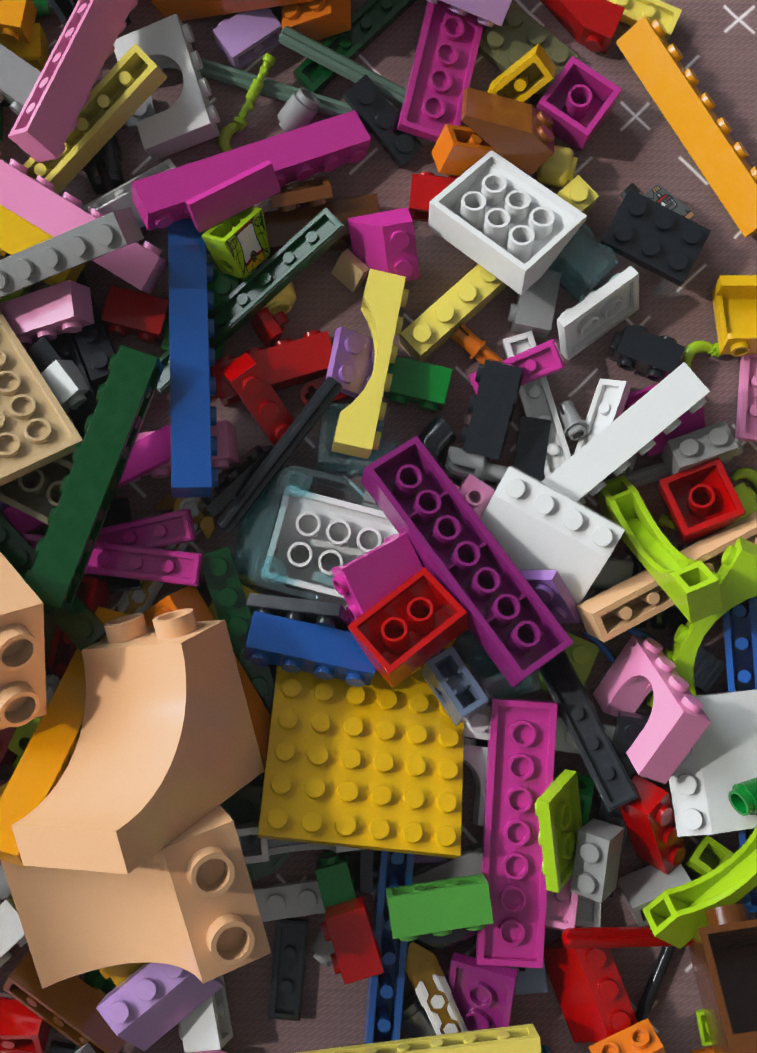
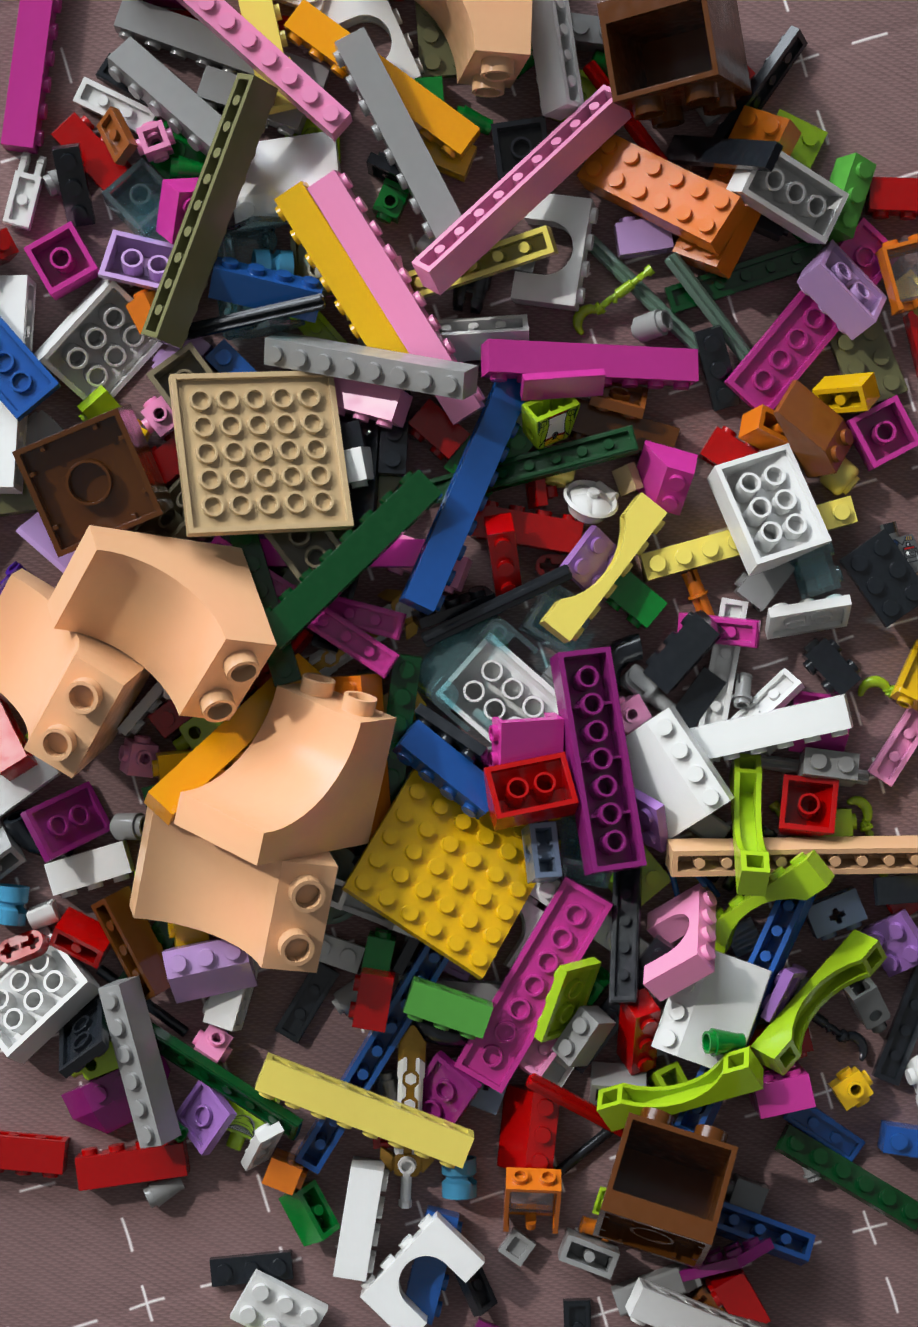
camera: 30 degrees right, 5 degrees up
(324, 308) = (590, 501): none -> white piece

